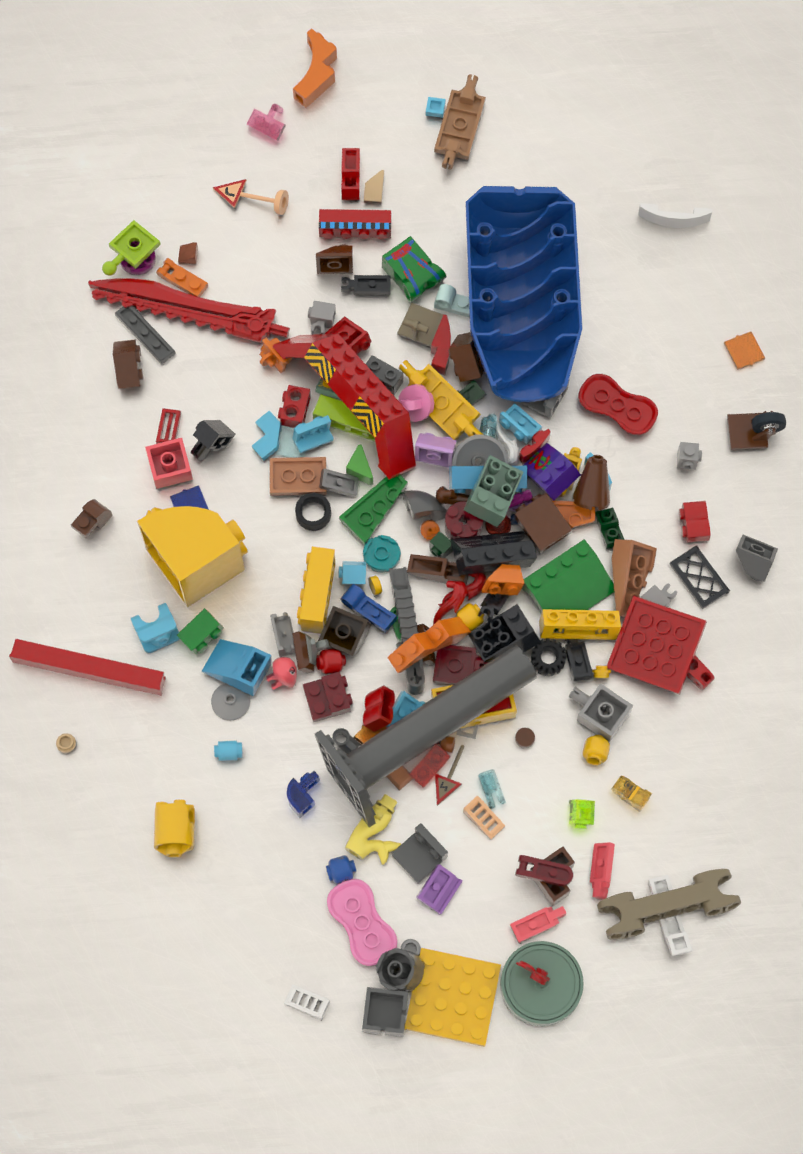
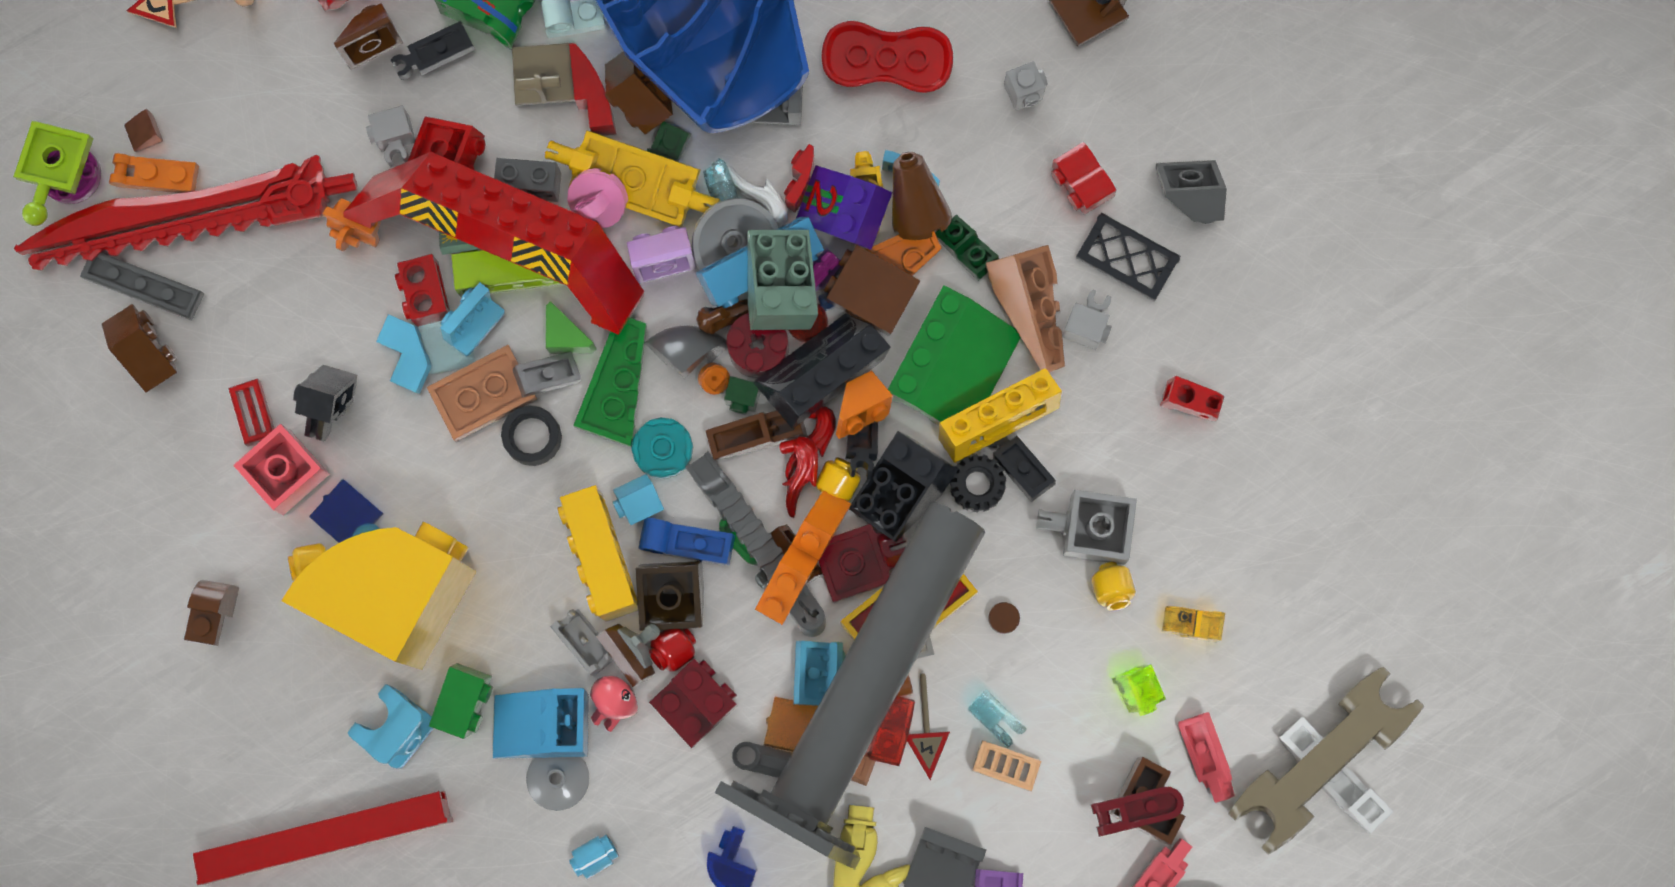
camera: 25 degrees left, 10 degrees up
(375, 585) = (678, 501): yellow tile -> none
(378, 708) = (778, 685): red brick -> none
(519, 423) = (762, 155): medium azure bracket -> none
(601, 671) = (1063, 467): yellow plate -> none
(656, 644) = (1123, 391): red plate -> none

